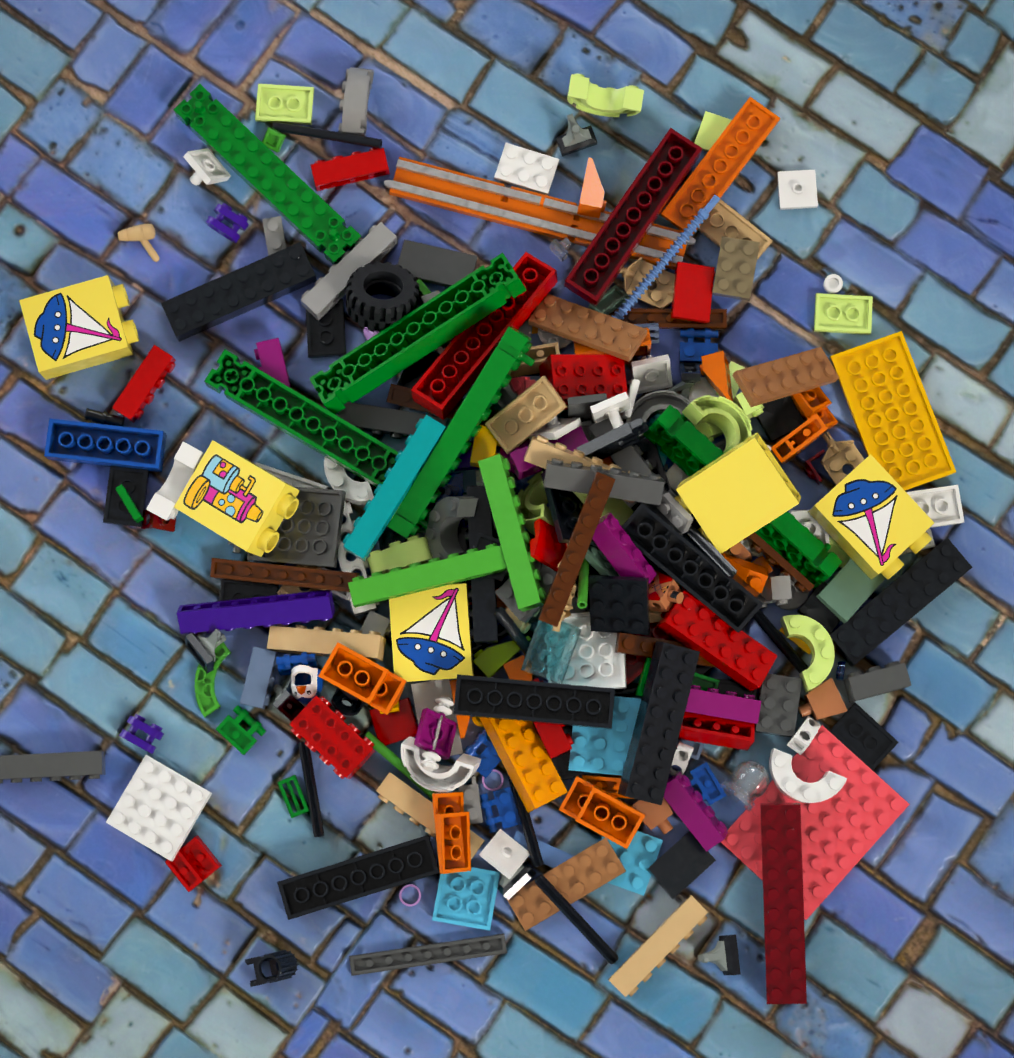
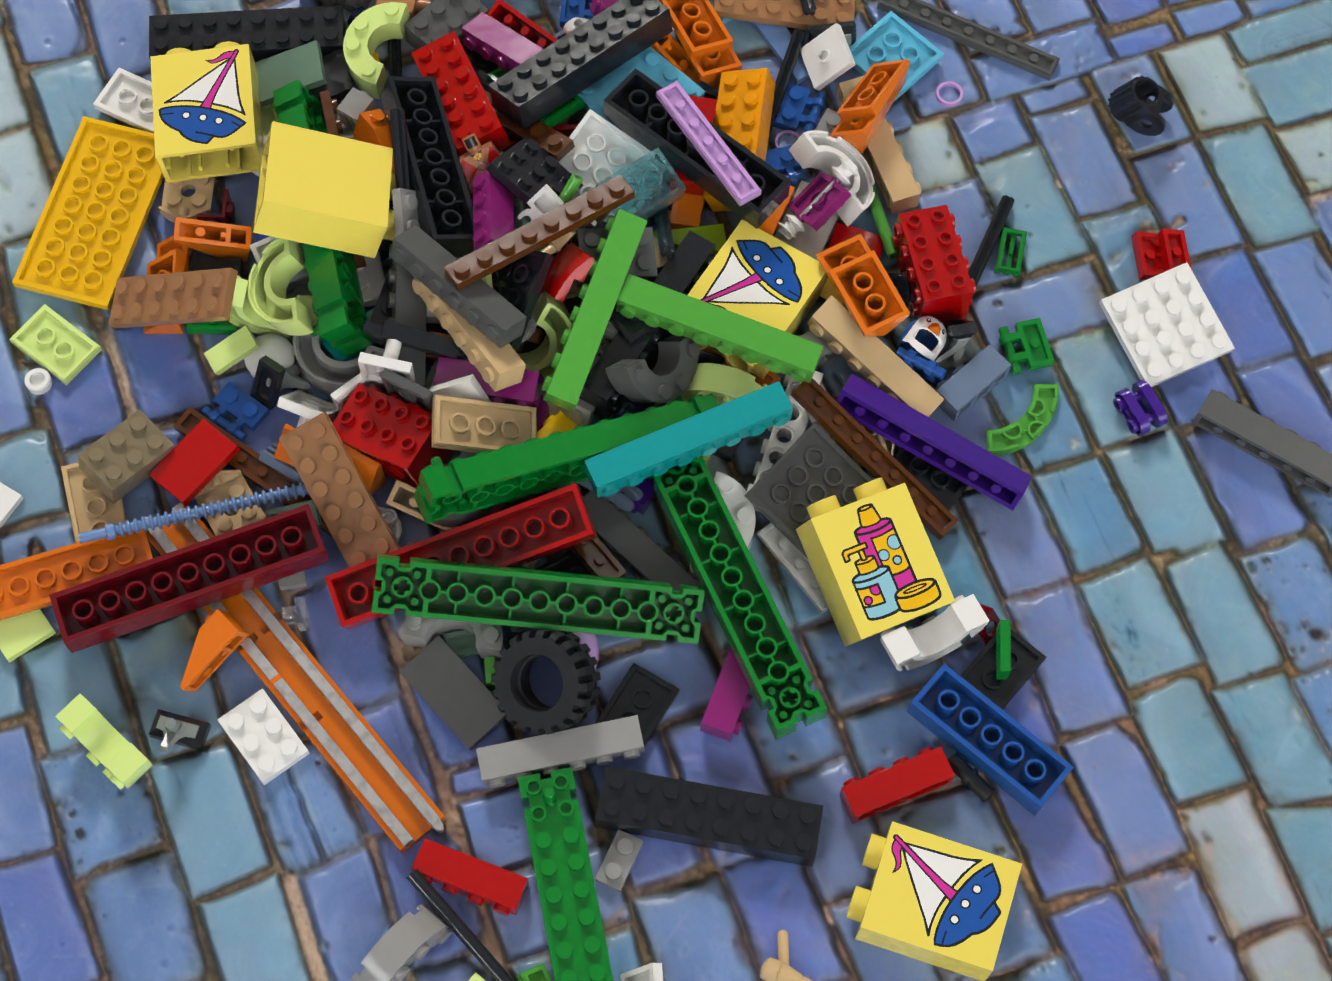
camera: 150 degrees left, 15 degrees down
(204, 648) = (1014, 443): black piece -> none
(225, 212) = (660, 929): dark purple brick -> none
(358, 877) = (993, 131): black brick -> none
(524, 702) = (708, 143): none -> lavender tile
(593, 576) = (541, 203): none -> white plate
(716, 369) = (241, 357): orange slope -> none

